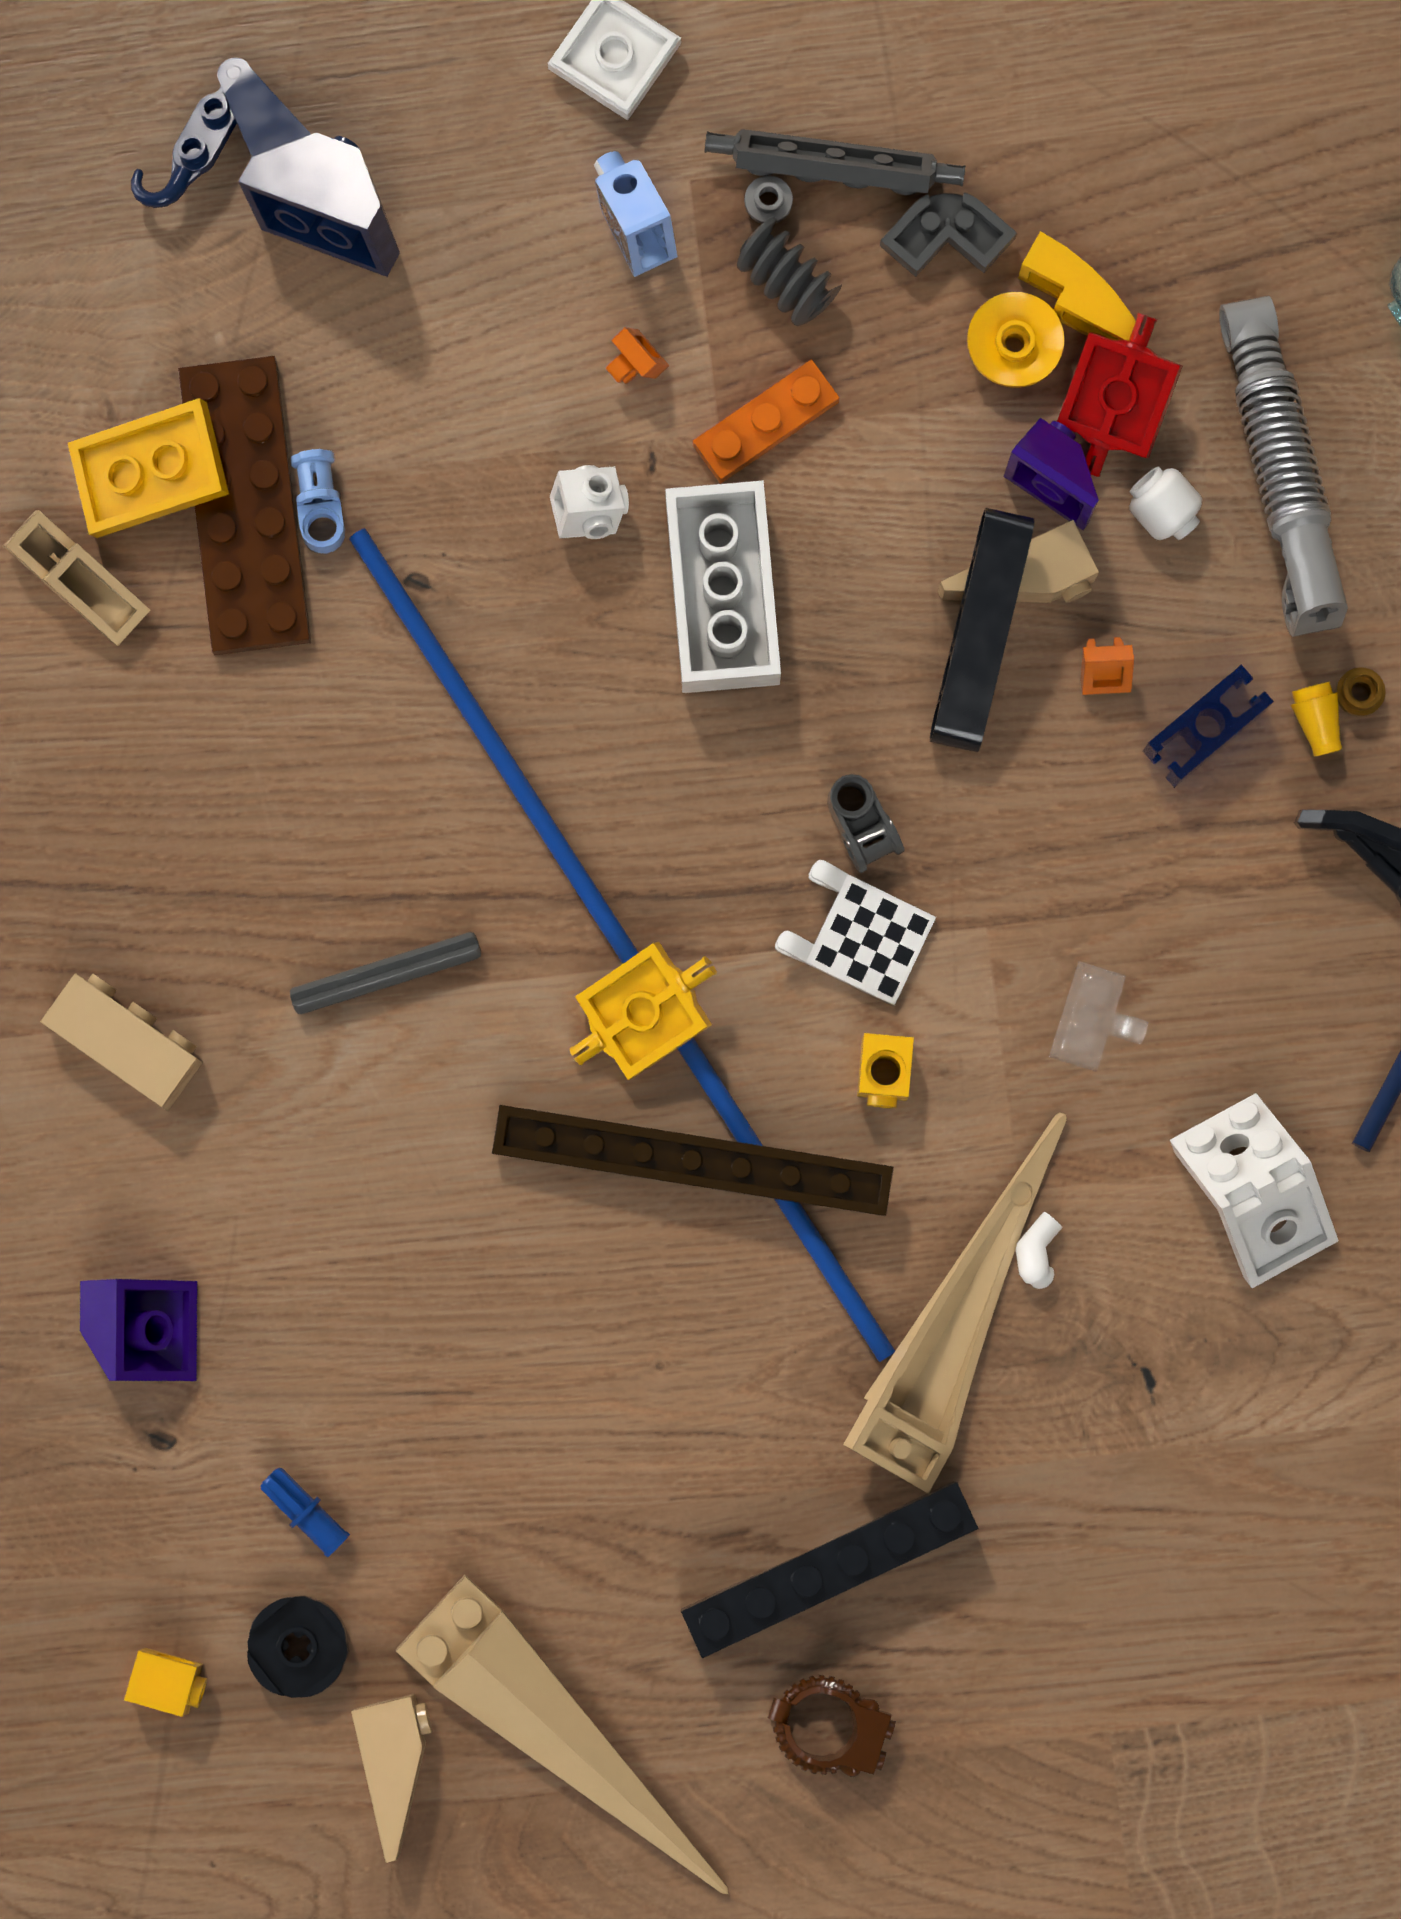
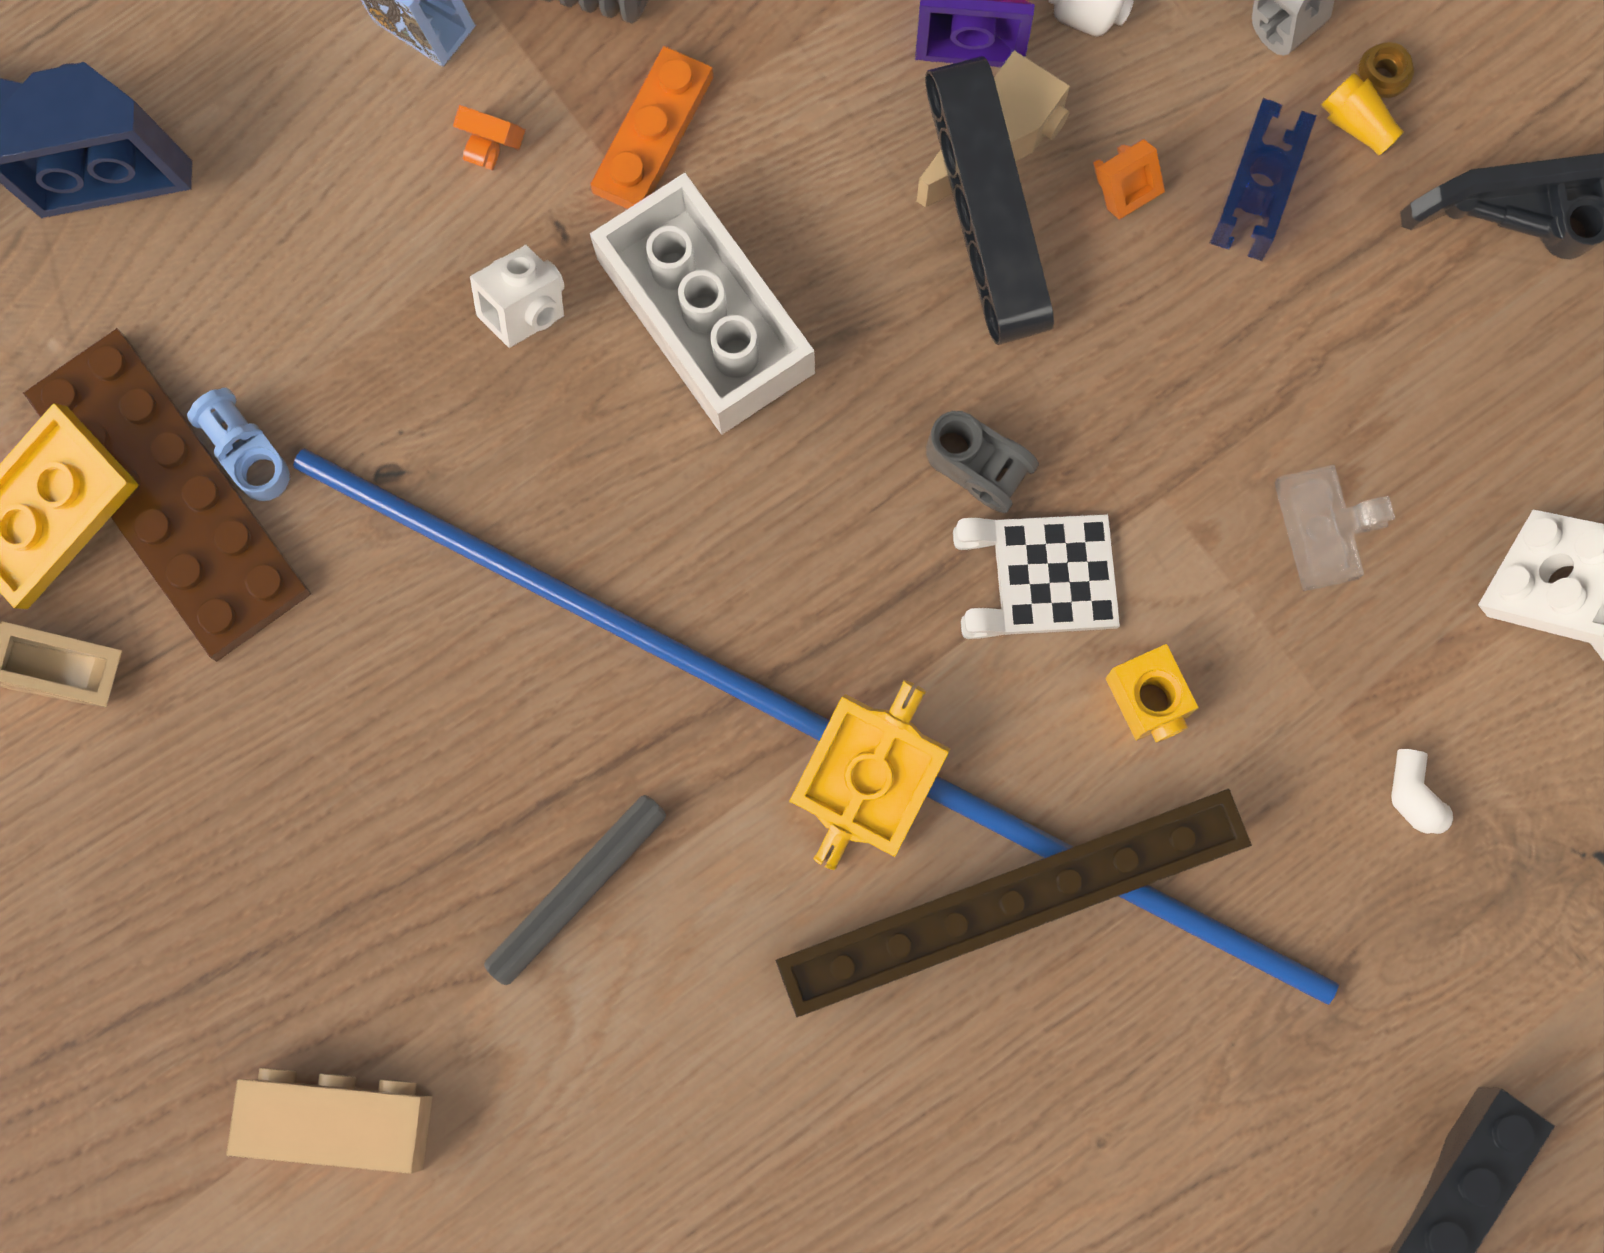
camera: 25 degrees left, 5 degrees down
(925, 1384) = (1394, 1003): tan plate -> none

